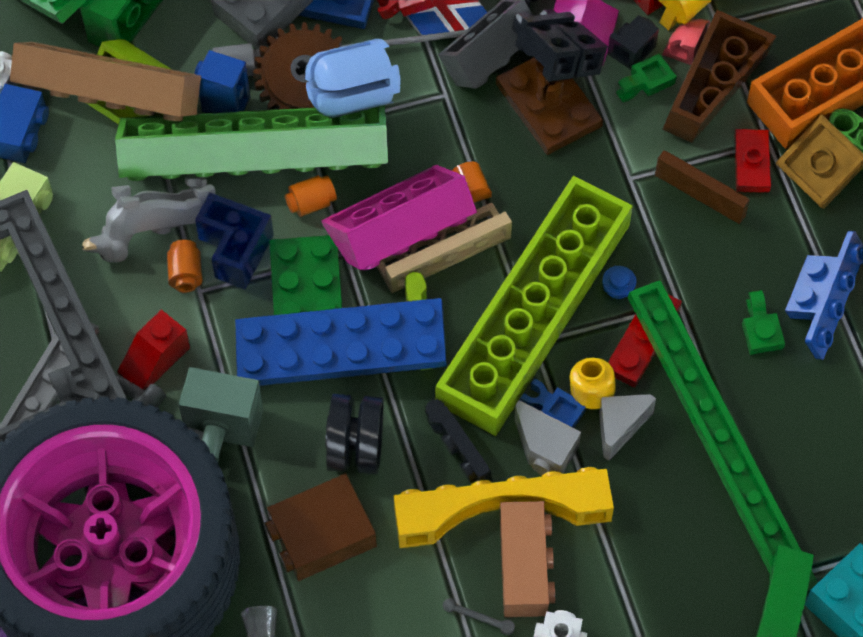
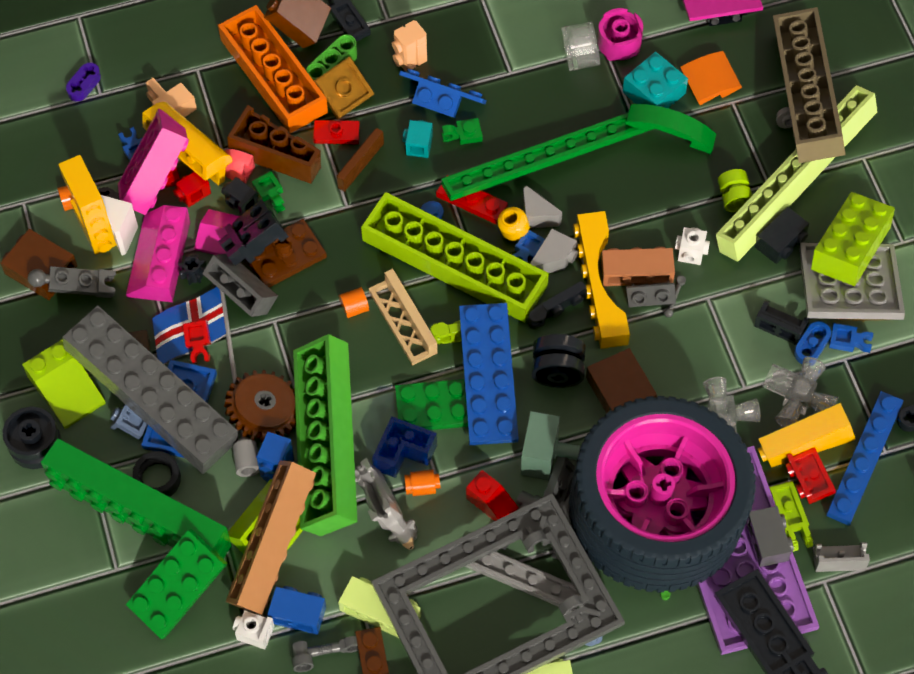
camera: 90 degrees left, 0 degrees up
(310, 195) = (364, 402): orange brick -> none
(351, 78) = (284, 359): light blue cylinder -> none
(400, 216) = (385, 339): dark pink slope -> none
(479, 562) = (651, 294): none -> dark grey hinge
(742, 262) = (418, 138): none -> teal brick

